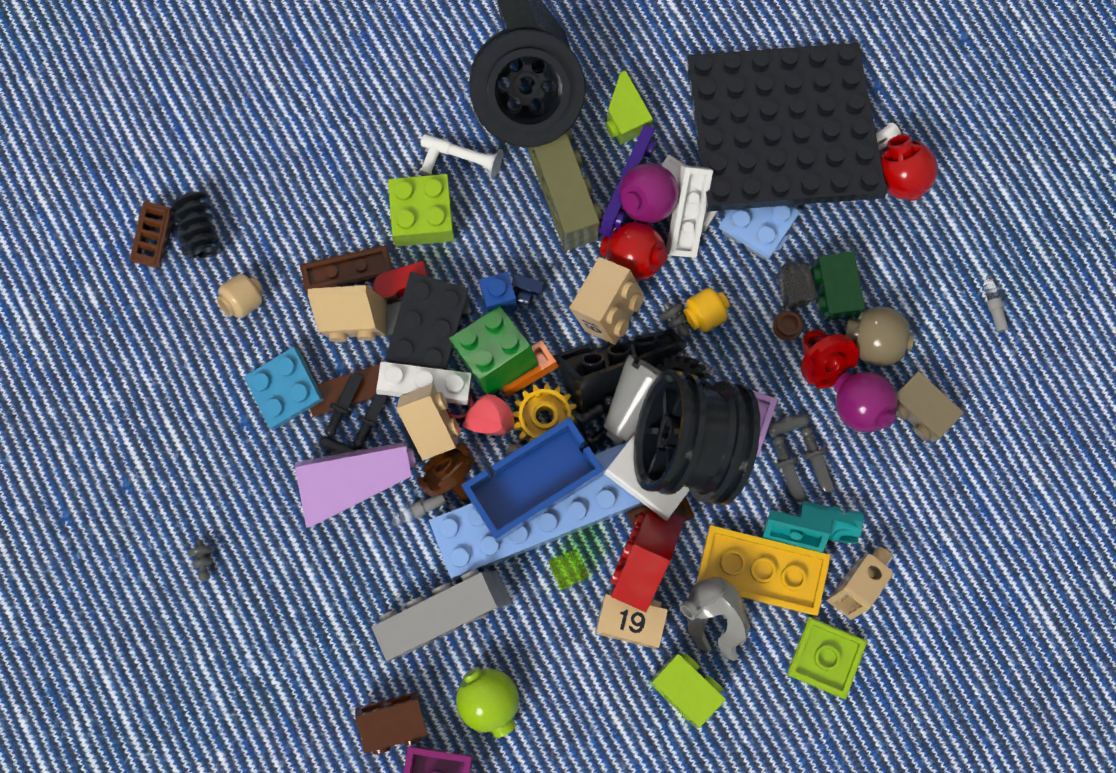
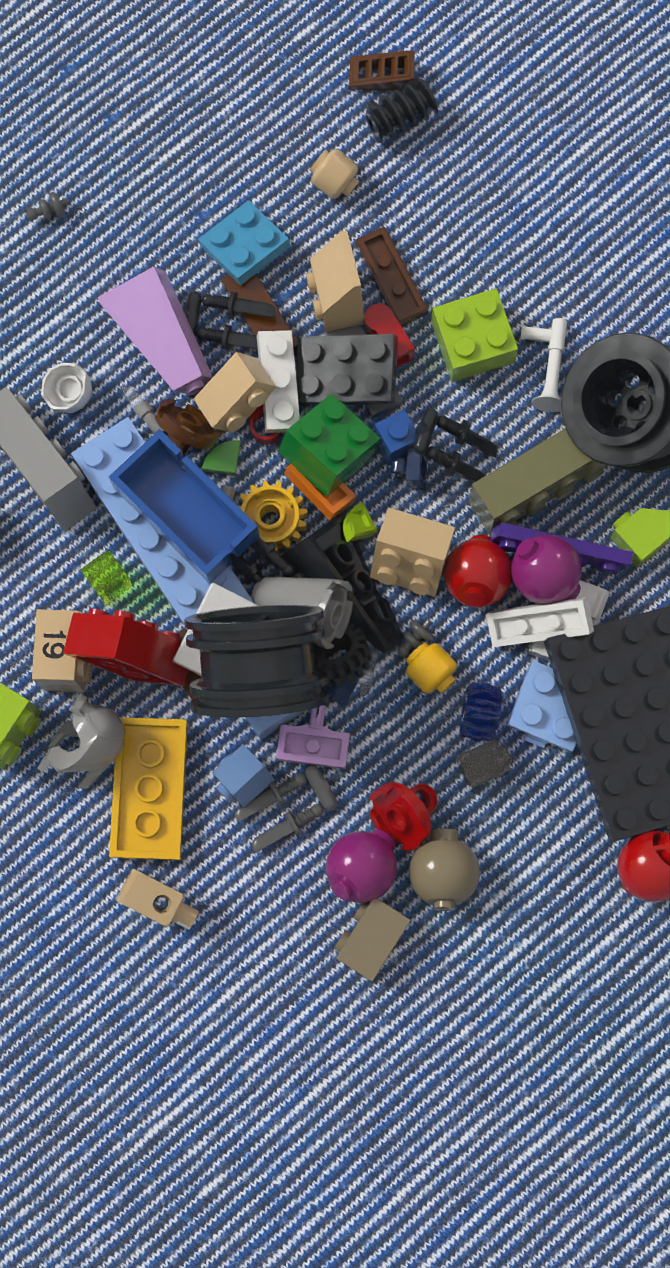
camera: 85 degrees right, 0 degrees up
(382, 573) = (66, 388): none -> white hair
(480, 447) = (223, 459): none -> bright green tile
(489, 416) = (255, 457): coral piece -> none
(508, 238) = (462, 433): none -> black piece
(565, 344) = (358, 524): none -> lime tile
(753, 276) = (480, 711): none -> clear blue gear
(769, 487) = (241, 776): none -> medium blue brick
(787, 325) = (436, 766): reddish brown plate -> none
(814, 526) = (208, 834): teal plate -> none
(826, 658) = (67, 878): lime tile -> none
(838, 286) = (492, 811): dark green brick -> none
(995, 305) = (518, 1005): light grey piece -> none

